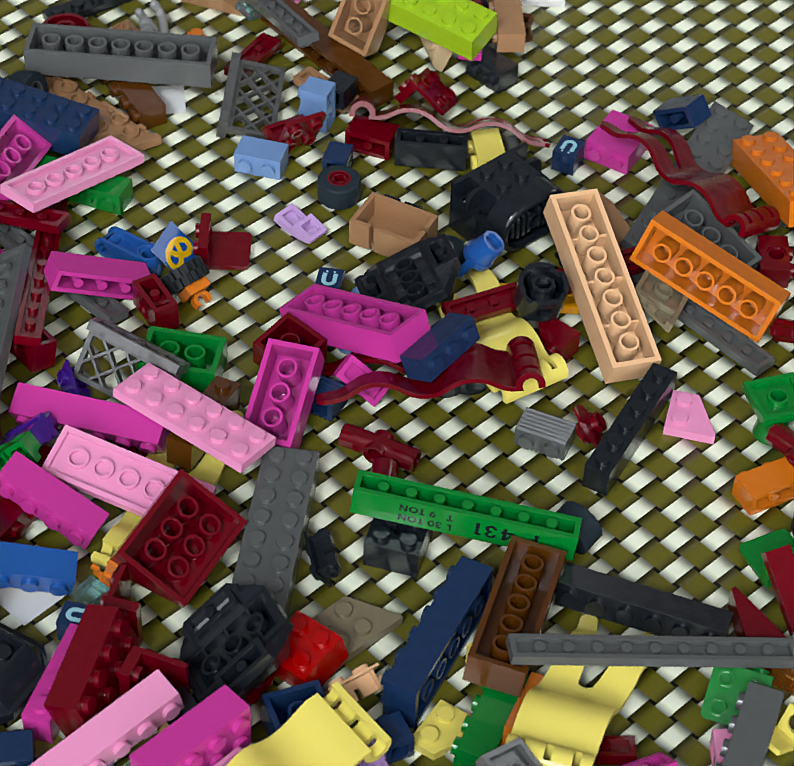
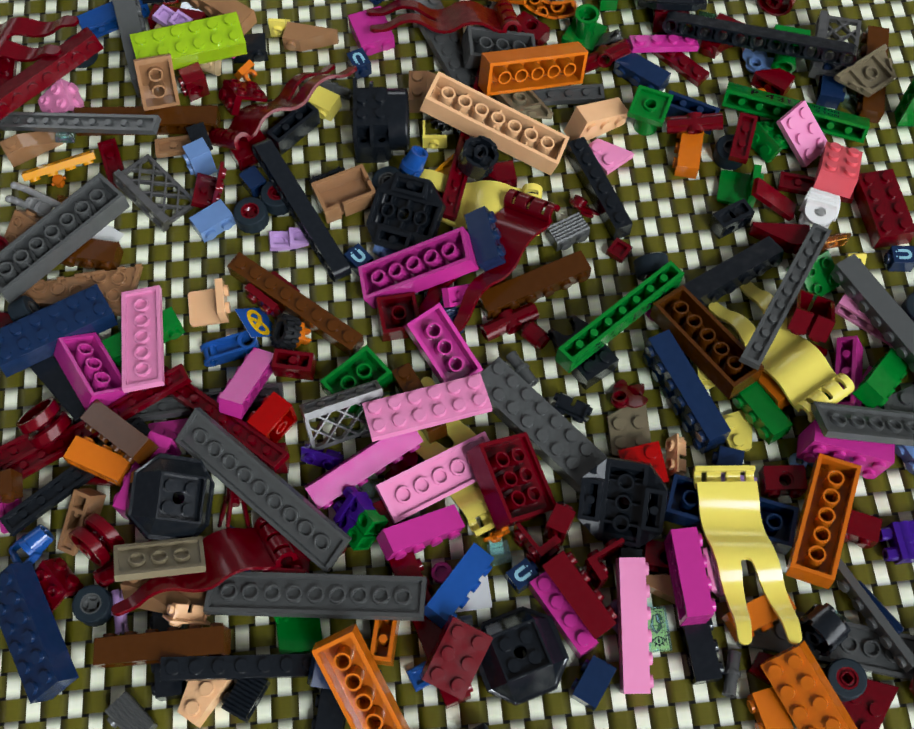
camera: 50 degrees left, 20 degrees up
(68, 318) = (273, 417): none -> red brick
(164, 207) = (209, 305): none -> light nougat bracket
(165, 614) = (559, 522): none -> dark red brick
(219, 28) = (52, 168): none -> light orange plate
(225, 264) = (297, 305): none -> reddish brown brick
(297, 180) = (251, 215): none -> black wheel
(331, 490) = (521, 368): none -> dark grey pin
(335, 205) = (301, 210): none -> black beam
(389, 600) = (628, 395): none -> dark red plate
(400, 49) = (193, 82): none -> dark red brick
(450, 442) = (535, 285): none -> reddish brown brick
(461, 79) = (245, 70): none -> orange tile
(534, 256) = (433, 141): none -> light yellow bracket
(539, 74) = (277, 26): none -> light yellow bracket
(552, 99) = (308, 37): none -> medium nougat slope
(570, 491) = (619, 250): none -> dark red plate
(654, 699) = (814, 323): none -> dark red piece
(716, 375) = (596, 119): none -> light nougat wedge
(720, 565) = (731, 218): none -> black brick

